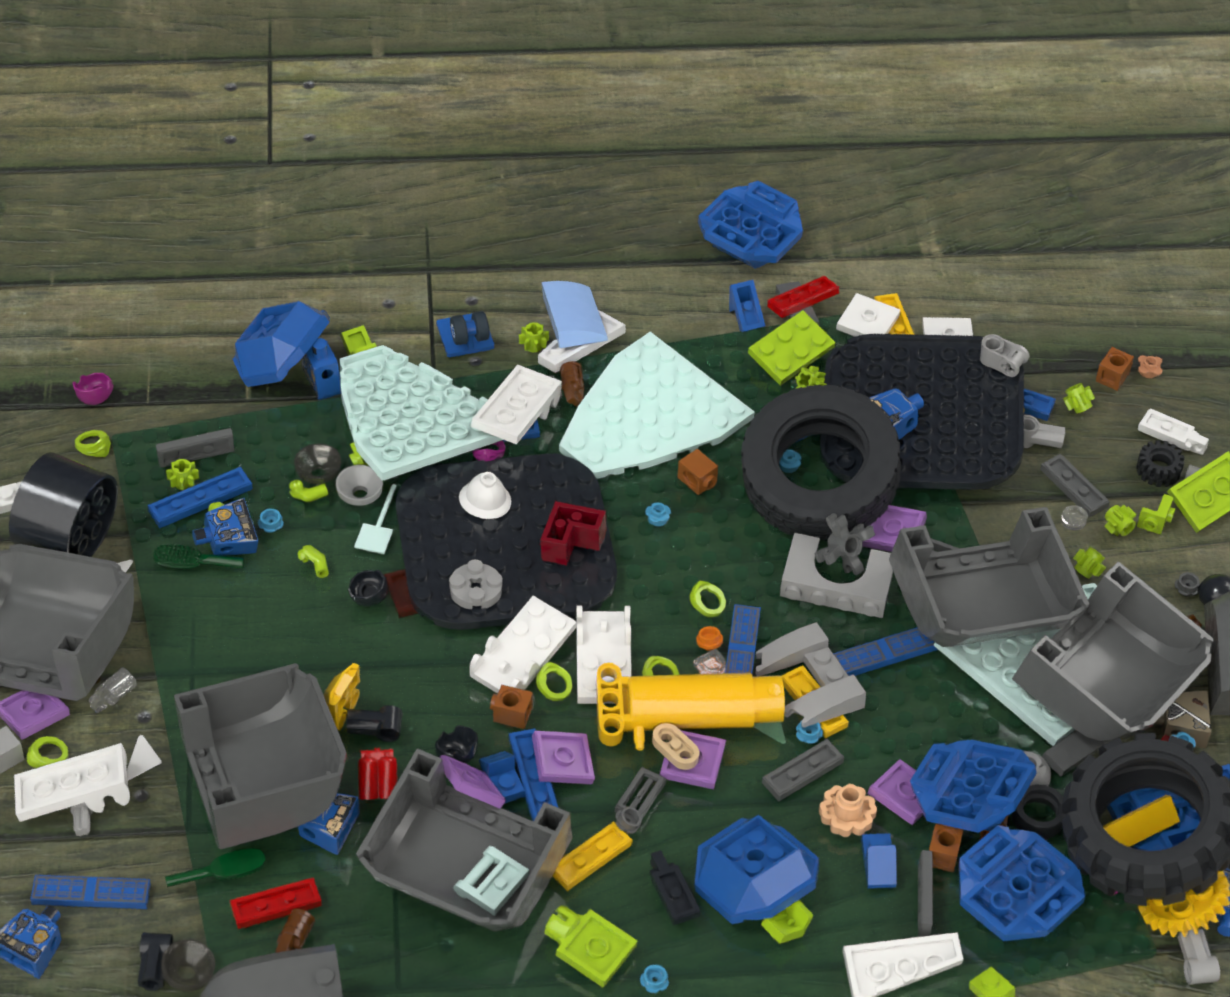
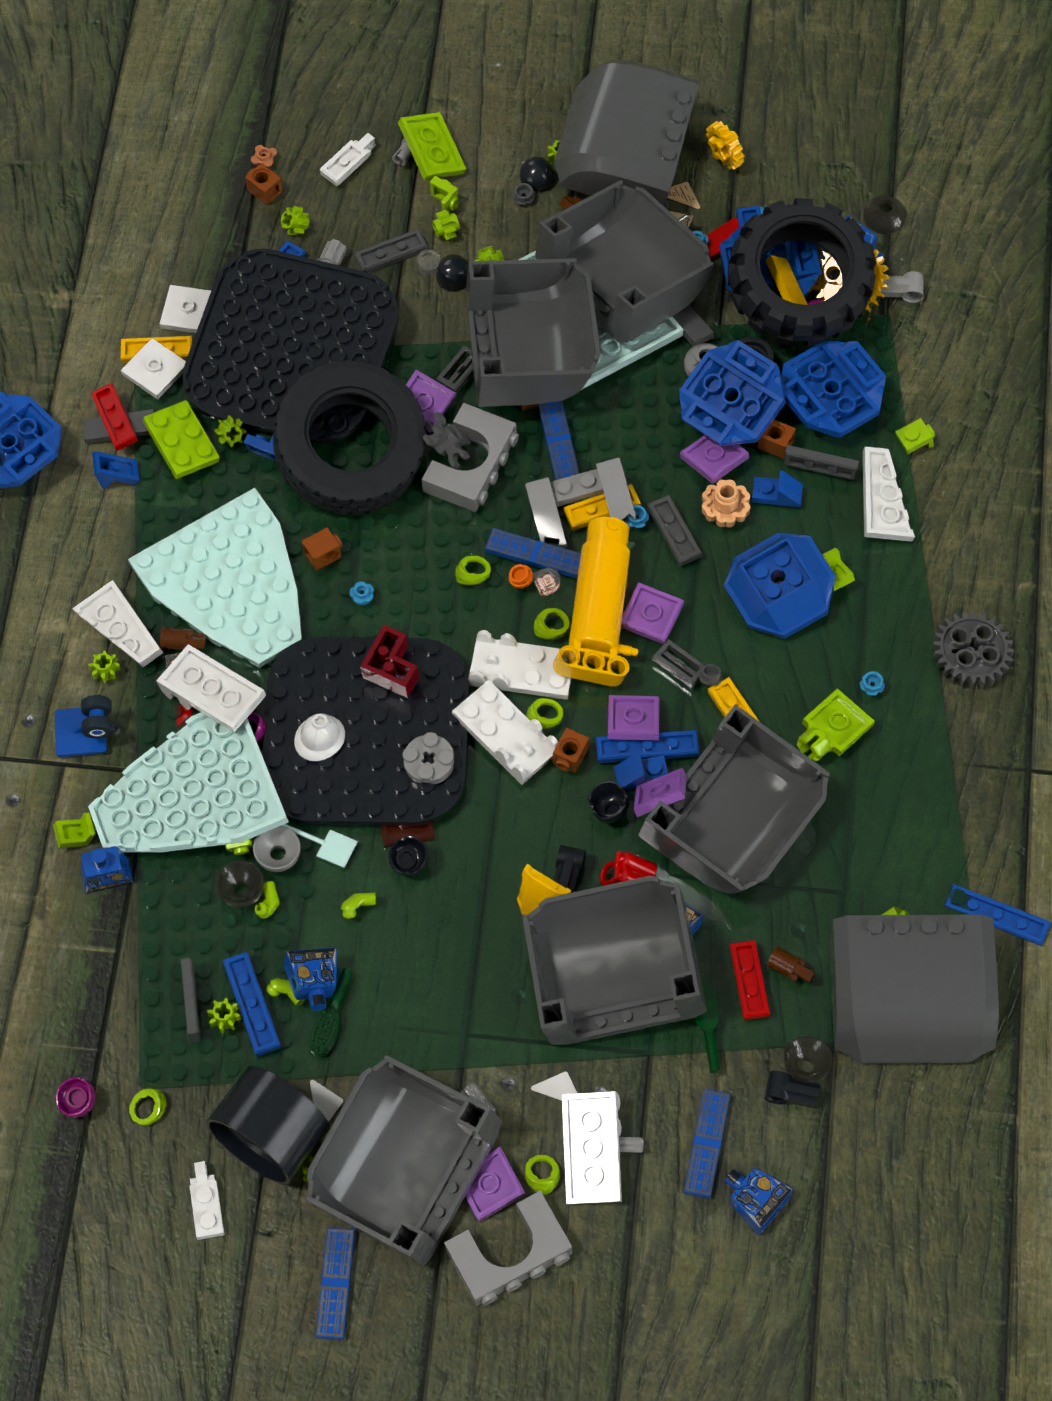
camera: 75 degrees left, 15 degrees up
(270, 520) = (300, 932): dark azure plate -> none
(277, 341) = (90, 894): blue piece -> none
(497, 886) = (765, 788): light aqua plate -> none
(573, 313) = (86, 624): light blue slope -> none
(673, 889) = (785, 653): black hinge -> none
(678, 747) = (645, 621): tan plate -> none
(900, 409) = (298, 360): blue torso -> none
(1001, 355) = (259, 256): light grey piece -> none
(1072, 536) = (452, 272): none -> black hair
(1157, 473) = (383, 167): black tyre -> none

